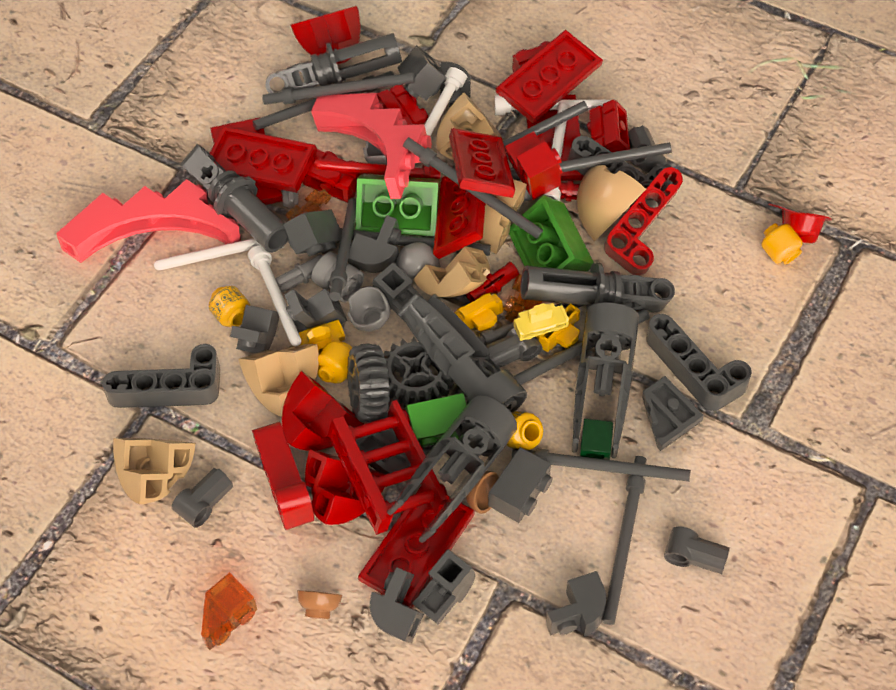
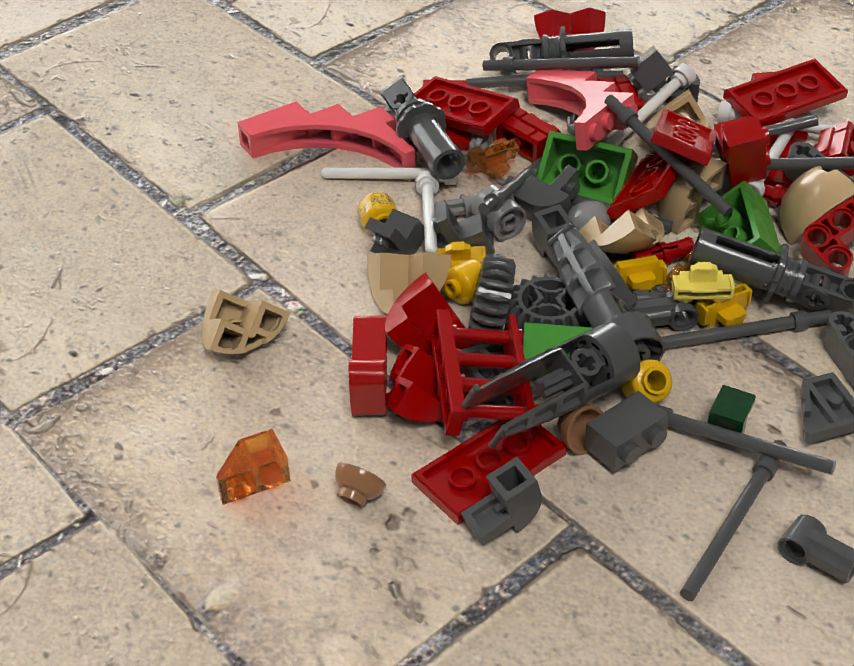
camera: 20 degrees right, 15 degrees down
(126, 387) = (288, 265): dark grey beam -> none
(196, 503) = (268, 369): dark grey piece -> none
(313, 232) = (485, 163): dark grey brick -> none
(368, 309) = (522, 243): light grey hair -> none
(369, 168) = (552, 125): red piece -> none
(389, 611) = (434, 509): dark grey brick -> none
(585, 609) = (659, 572): dark grey brick -> none
(612, 329) = (780, 318): dark grey piece -> none

